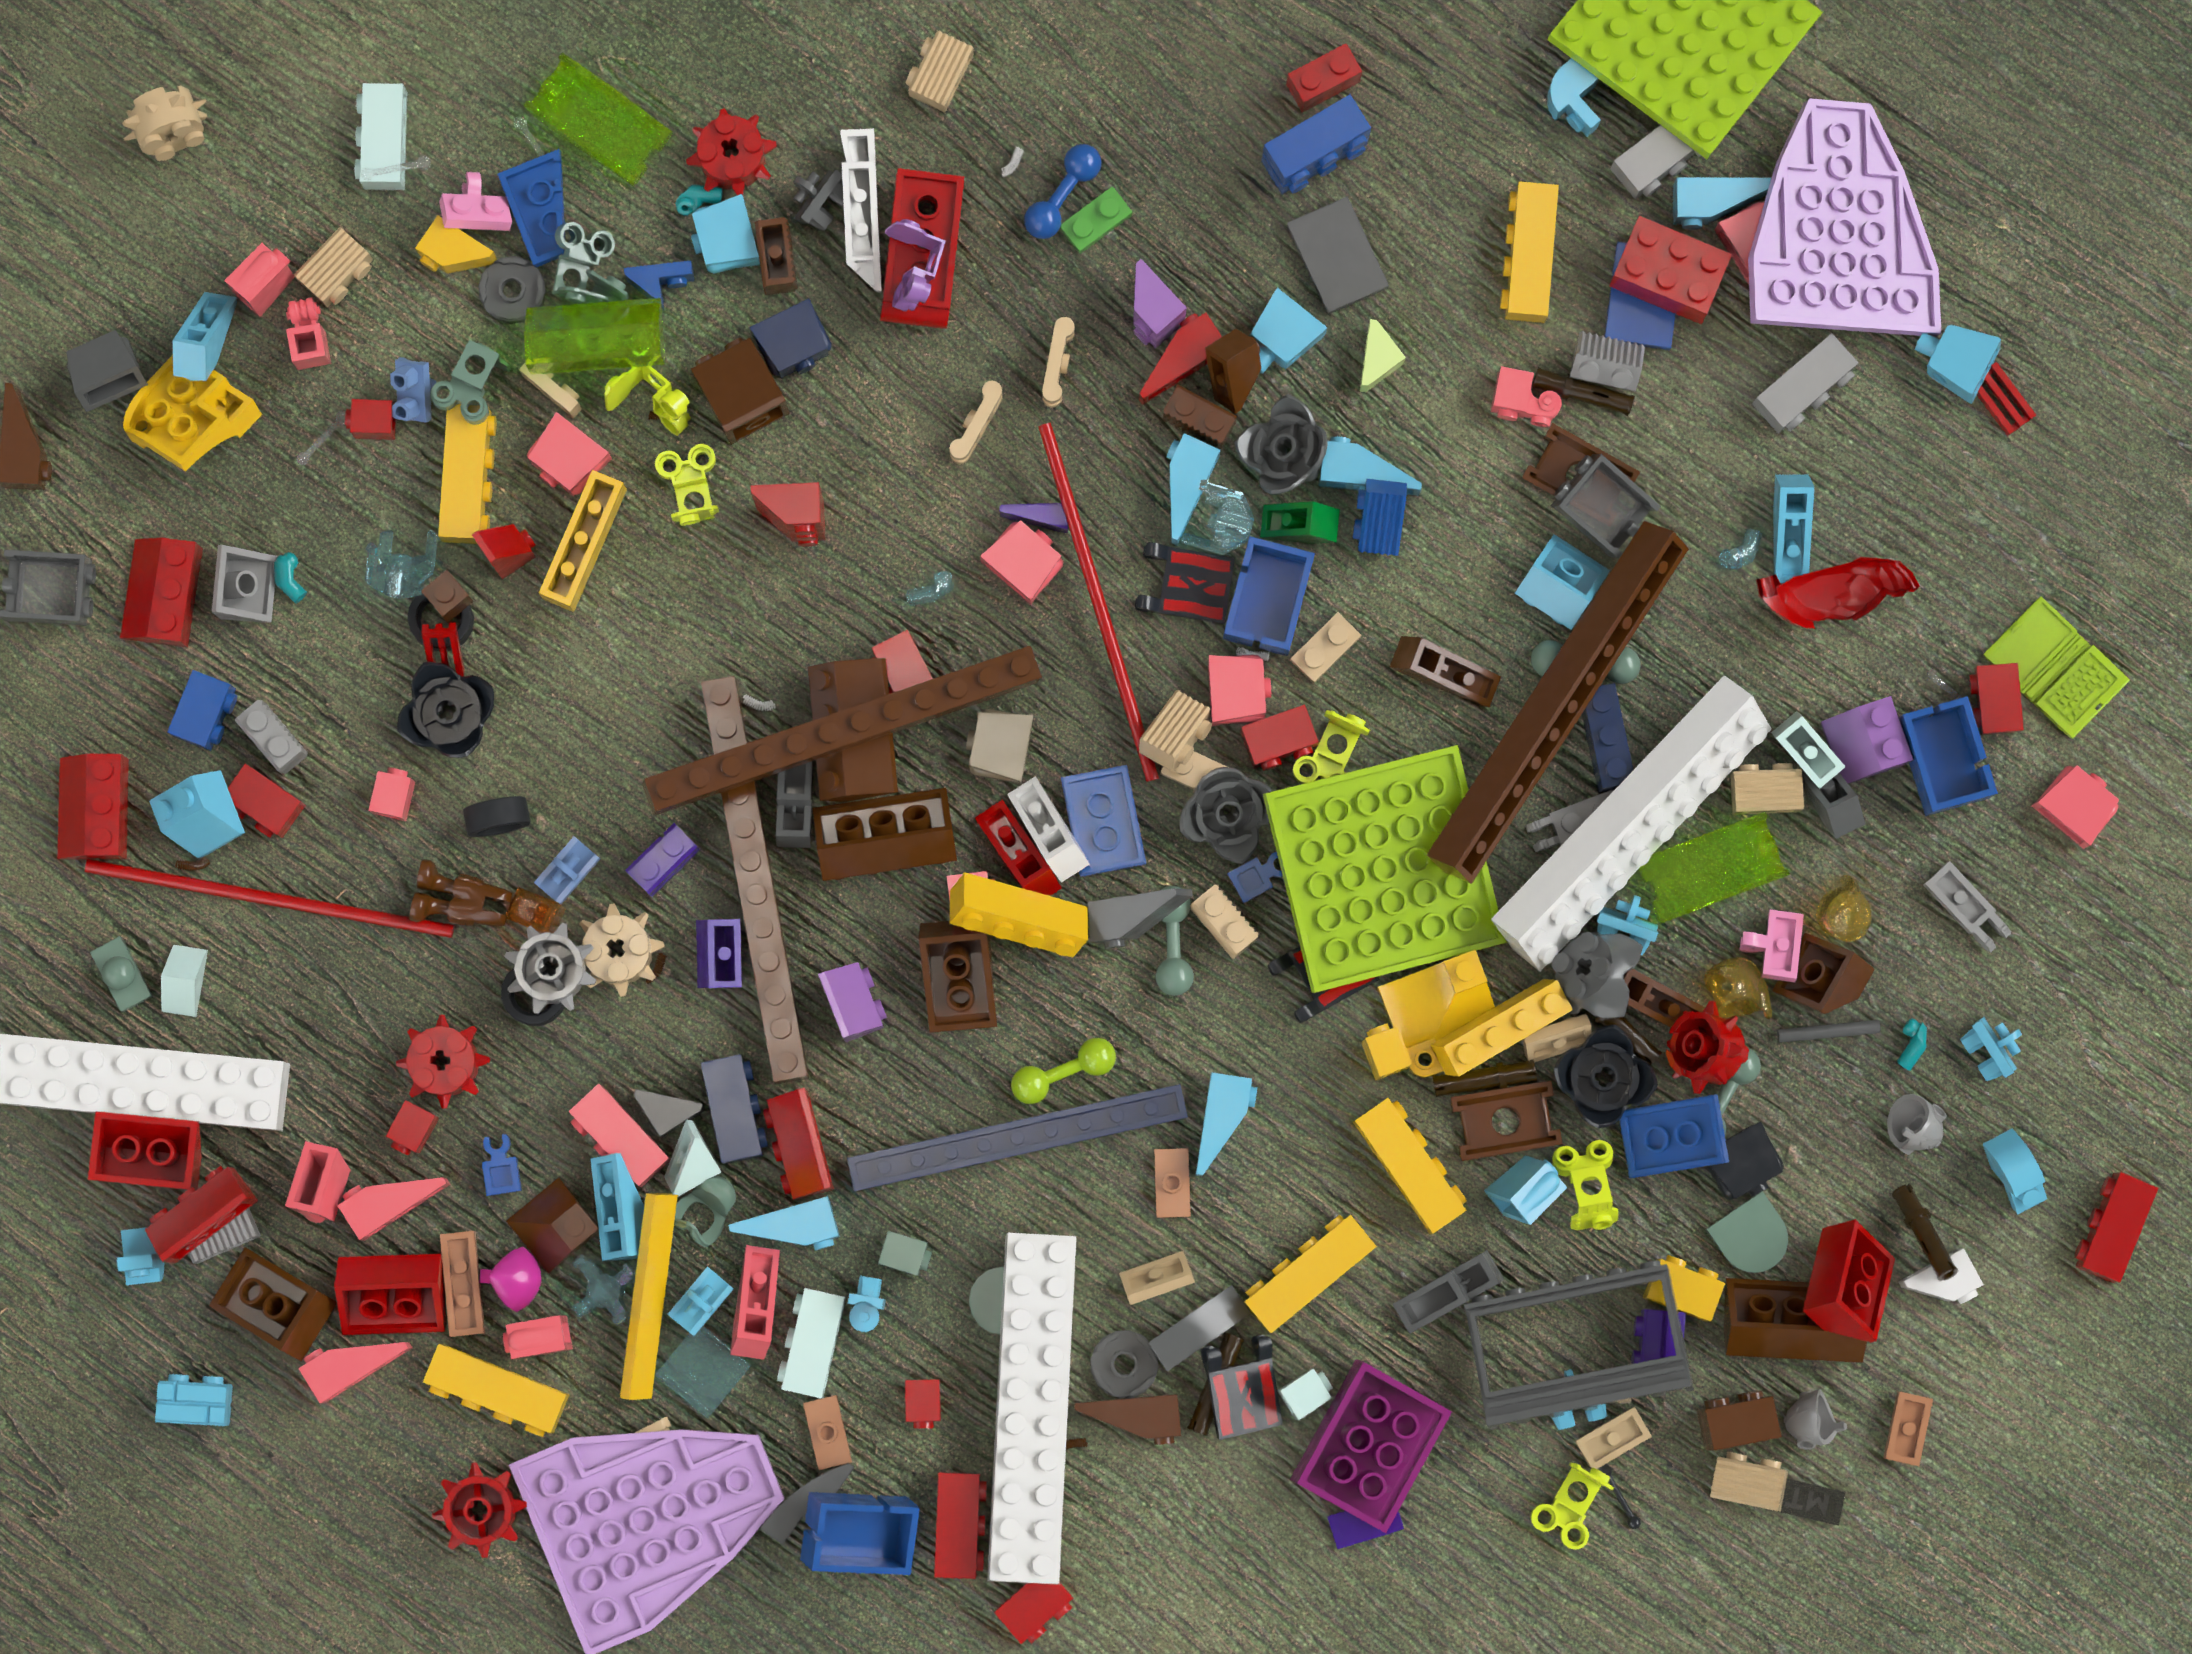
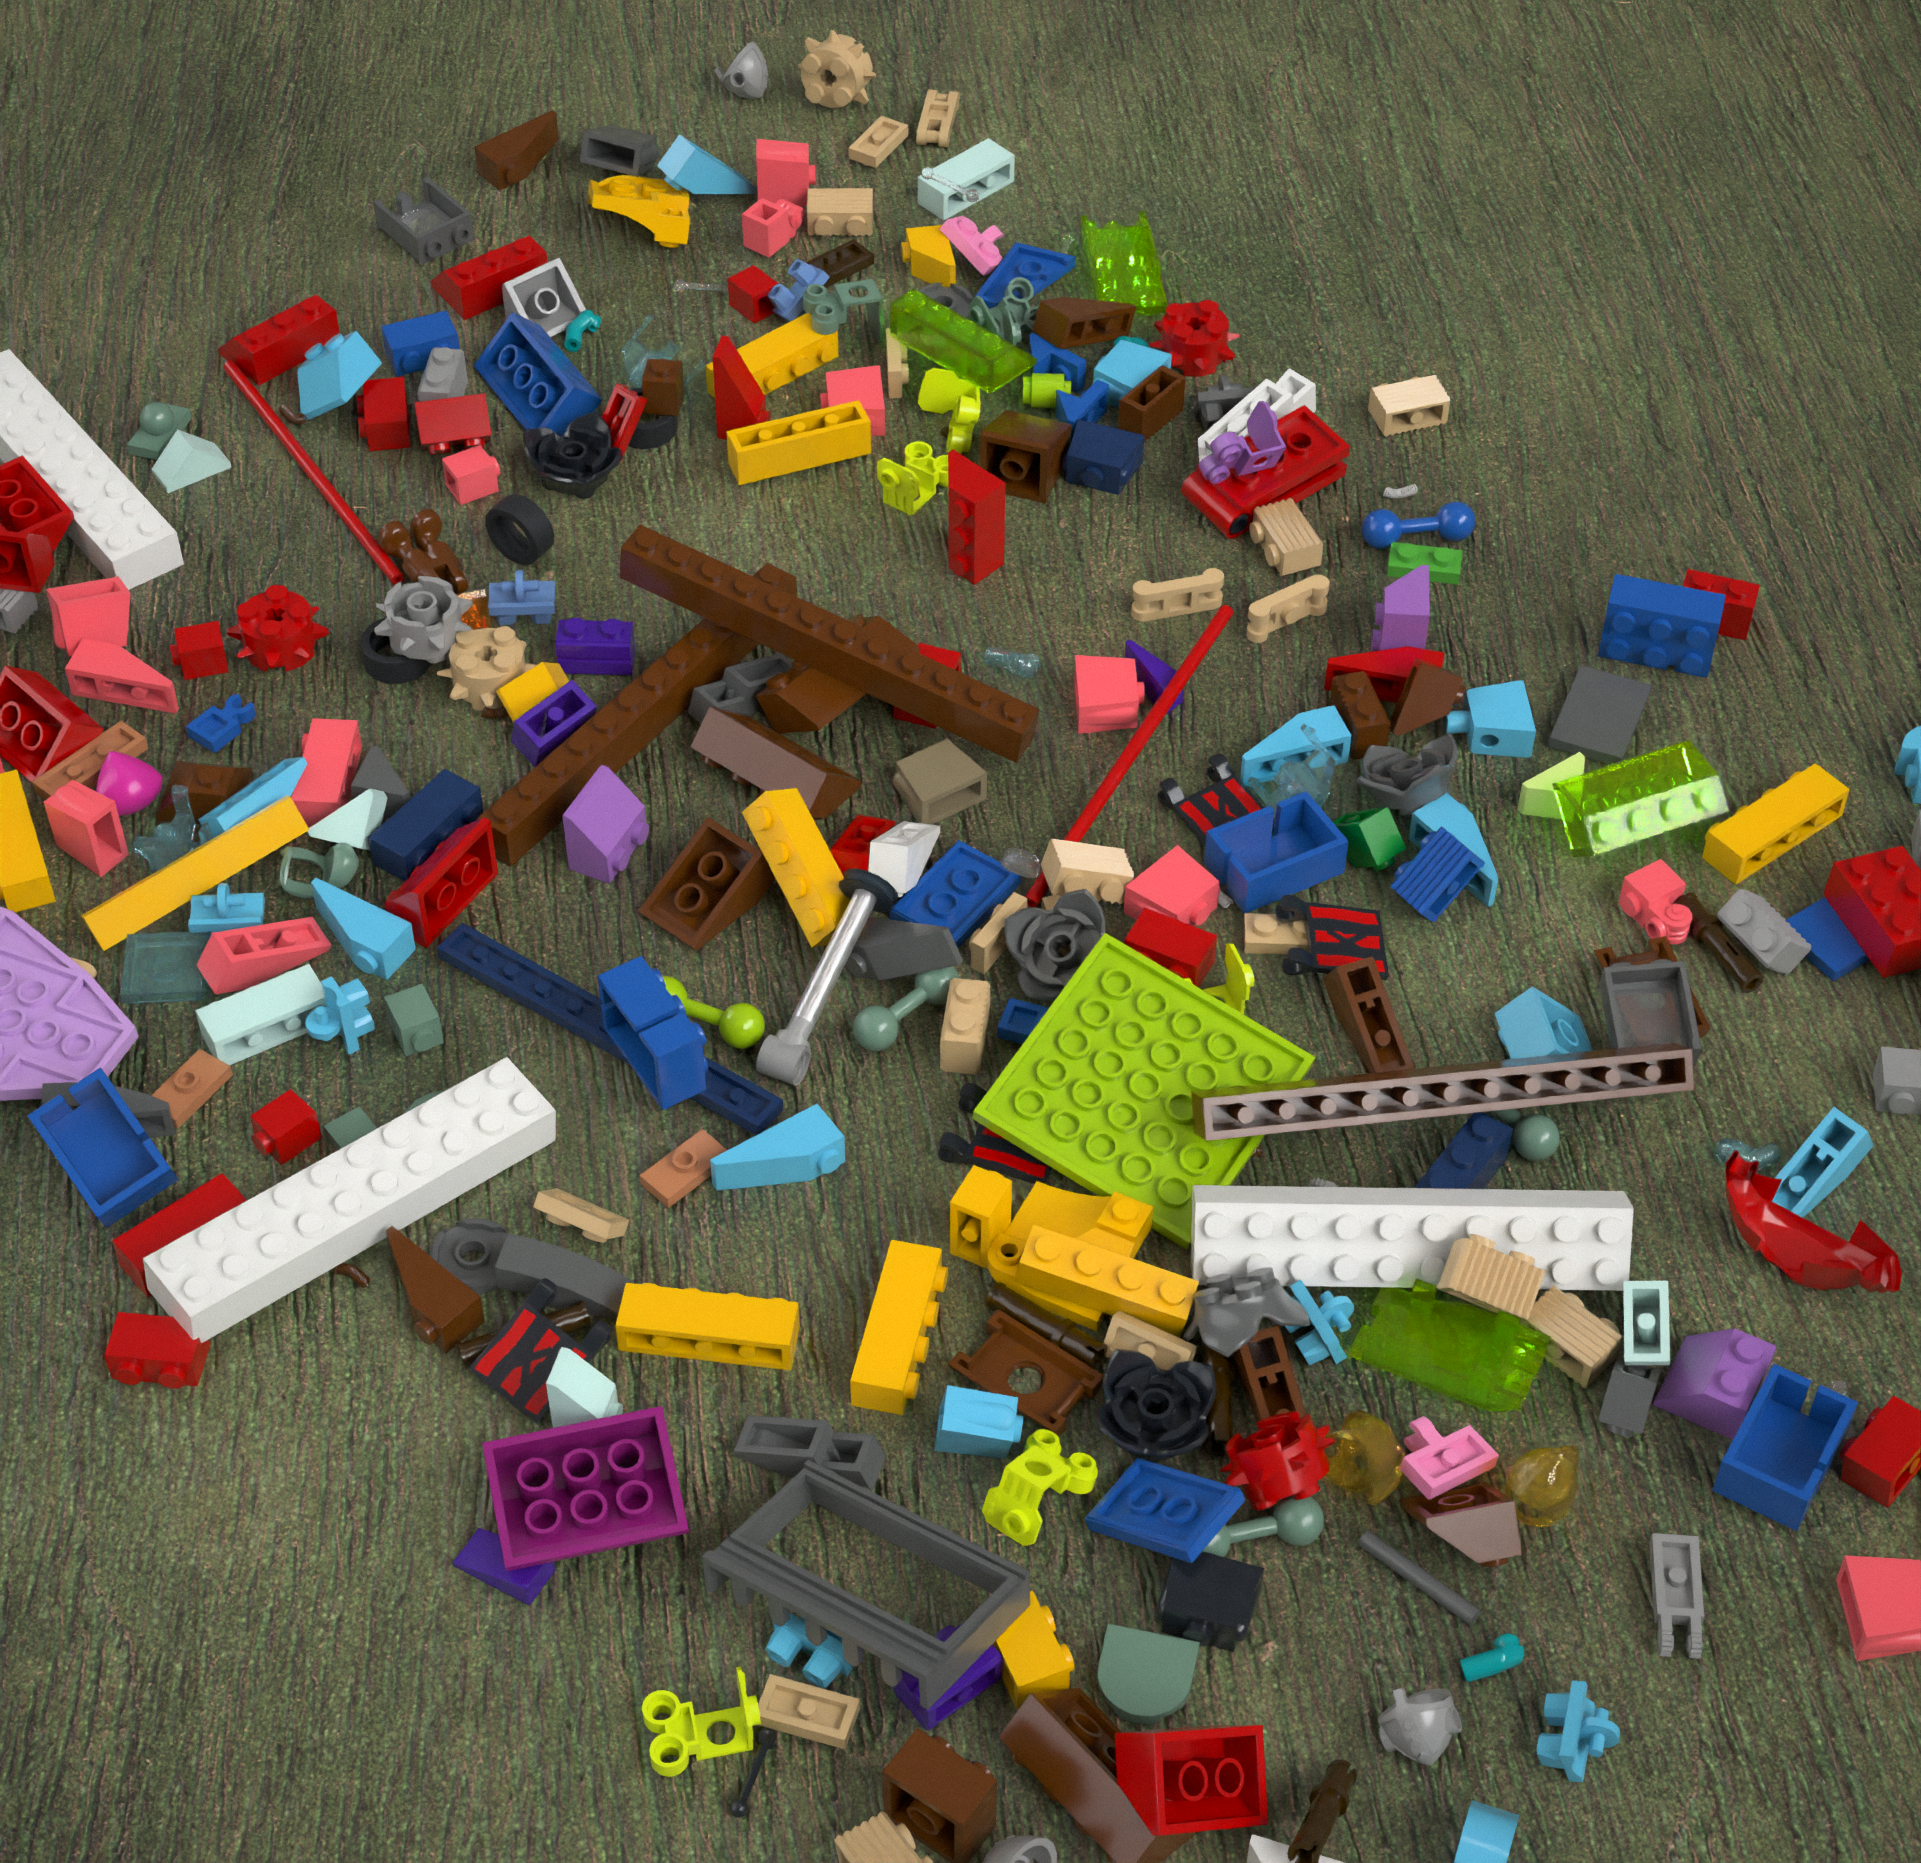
camera: 50 degrees right, 35 degrees down
(90, 186) = (746, 74): none -> light grey helmet
(269, 156) = (878, 141): none -> tan plate
(280, 81) = (937, 118): none -> tan plate
(326, 661) = (535, 377): none -> blue slope
(337, 772) = (453, 423): none -> red brick
(392, 323) = (843, 261): none -> dark brown plate
(644, 226) = (1081, 322): none -> reddish brown slope
(674, 935) = (531, 688): none -> yellow slope
(684, 309) = (1041, 389): none -> lime brick
(730, 316) = (1088, 407): none -> blue slope
(959, 1360) = (348, 1128): none -> sand green tile
(990, 294) = (1286, 537): none -> tan brick
(1076, 1130) = (653, 1032): none -> blue piece
(1119, 758) = (1021, 862): none -> clear tile
(1143, 1044) = (789, 1052): none -> piece
(1160, 814) = (990, 942): none -> tan plate
(1370, 623) = (1333, 936): none -> black flag
(1444, 326) = (1638, 798): none -> clear neon green slope
(1710, 814) = (1491, 1277): none -> tan brick

